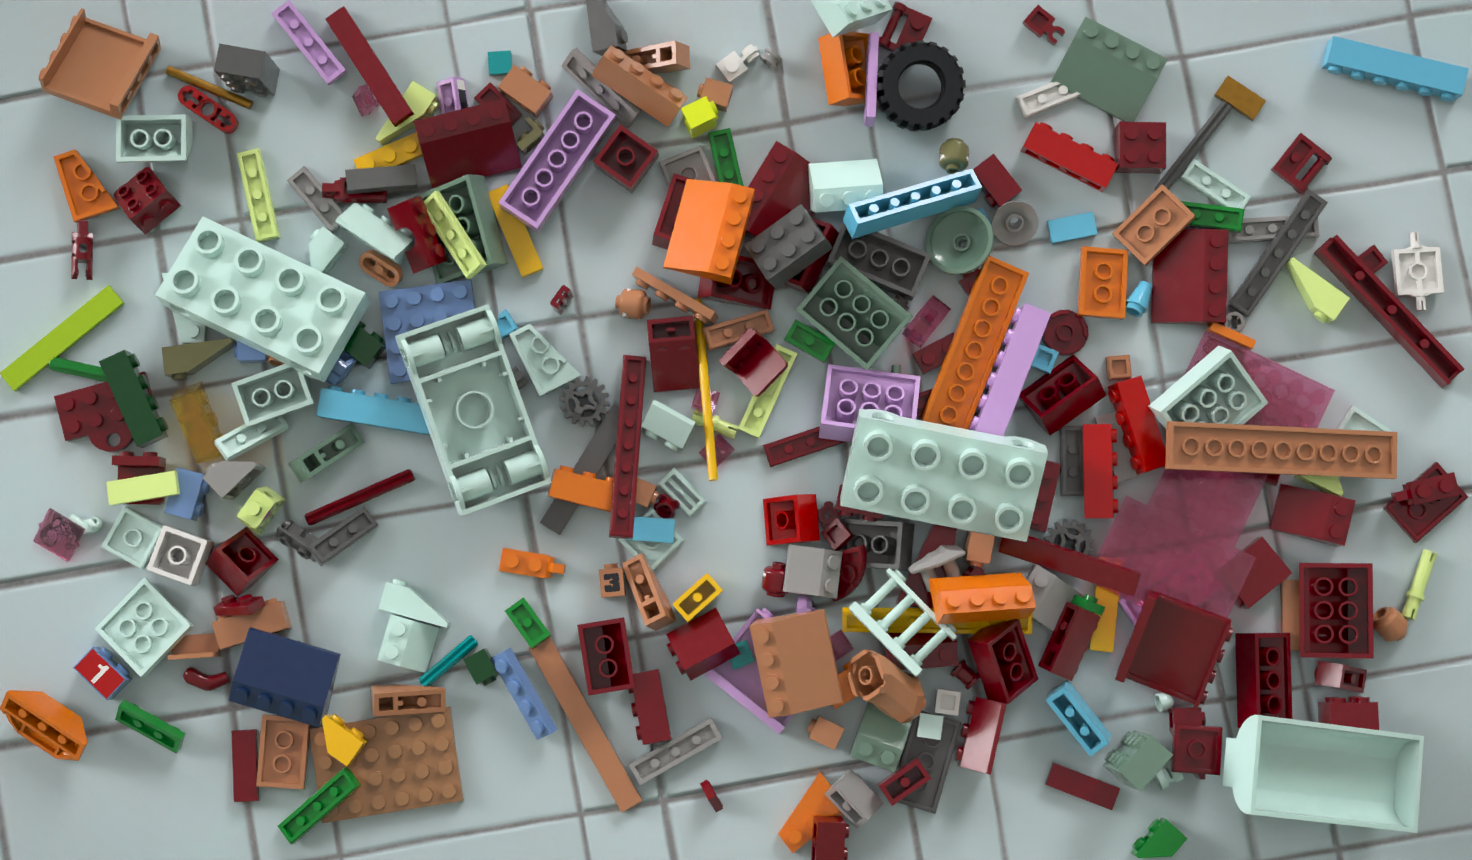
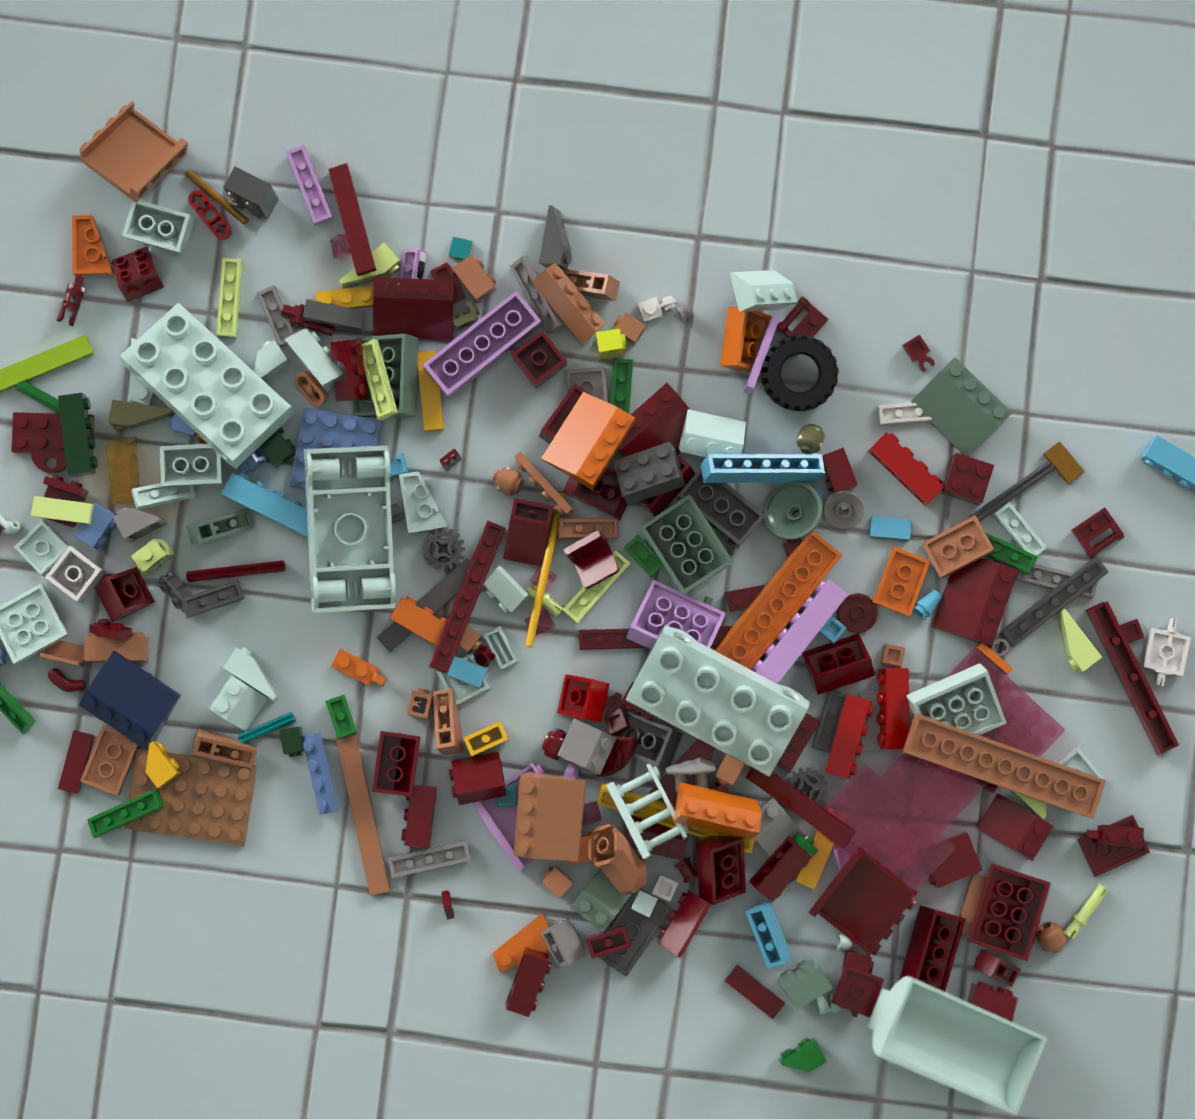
camera: 20 degrees right, 0 degrees up
(926, 321) = (745, 569): clear pink slope -> none

